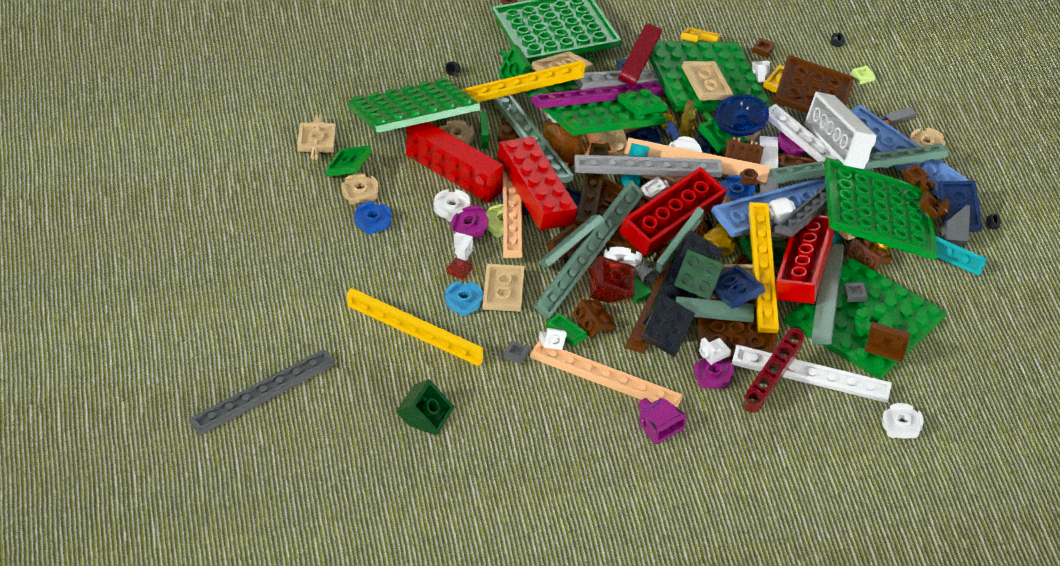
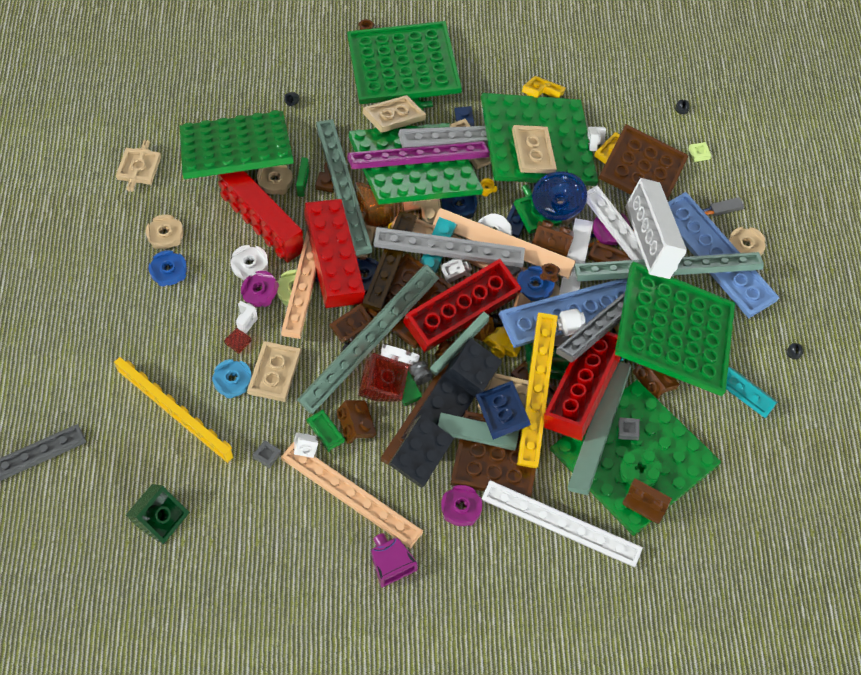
camera: 10 degrees right, 15 degrees up
(348, 161) = (159, 199): green plate -> none
(513, 63) = (348, 108): green plate -> none
(527, 81) = (347, 132): yellow plate -> none
(571, 240) = (351, 327): sand green tile -> none
(640, 54) = (471, 112): dark red beam -> none
(642, 102) = (461, 169): green plate -> none
(671, 130) = (487, 201): dark blue plate -> none
(687, 123) = (505, 193): clear yellow plate -> none
(699, 274) = (468, 392): dark green plate -> none
(714, 350) = (465, 483): white bracket -> none
(763, 47) = (605, 108): reddish brown plate -> none
(771, 378) = (525, 510): dark red beam -> none
(895, 428) = (635, 605): white plate -> none
(918, 176) = (726, 290): reddish brown plate -> none
(933, 207) = (733, 331): reddish brown bracket -> none
(957, 228) = (753, 360): dark grey slope -> none
(961, 194) = (763, 330): dark blue plate -> none

